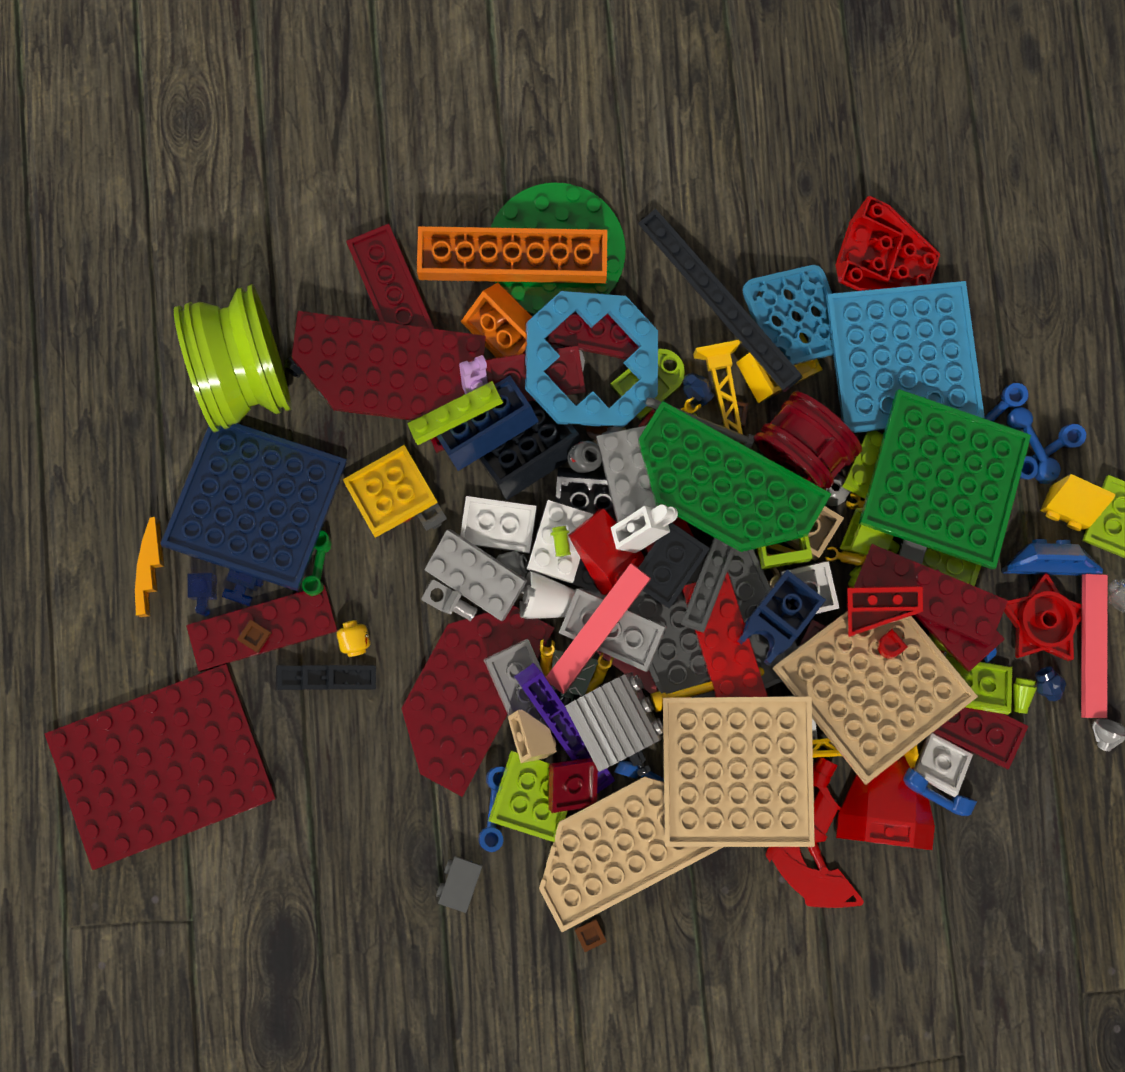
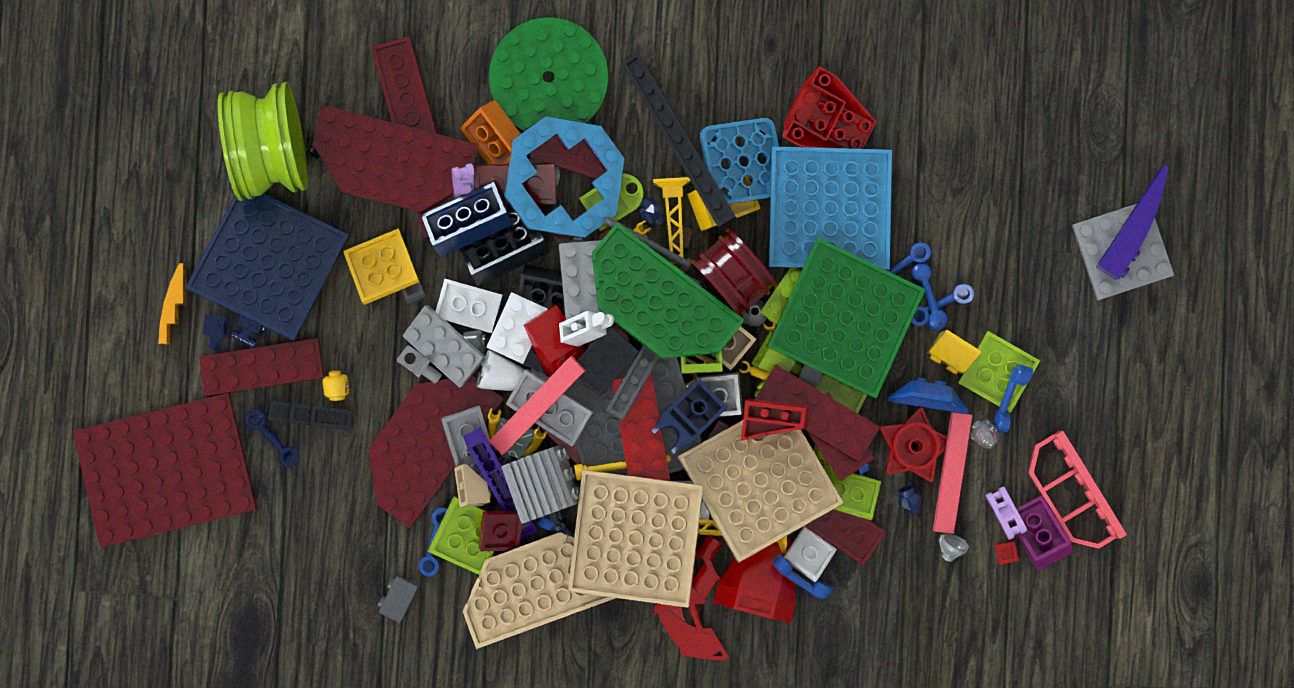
camera: 15 degrees right, 5 degrees up
(254, 636) = (254, 373): reddish brown tile -> none
(306, 730) = (288, 456): none -> clear blue piece
(312, 584) = (307, 337): green bar -> none
(455, 413) = (443, 208): lime plate -> none
(512, 254) = (509, 79): orange brick -> none
(561, 541) = (516, 329): lime pin -> none
(584, 457) = (546, 260): dark grey head -> none
(590, 935) = (499, 654): reddish brown plate -> none
(891, 645) = (778, 451): red tile -> none
(1023, 694) = (887, 503): lime cone -> none

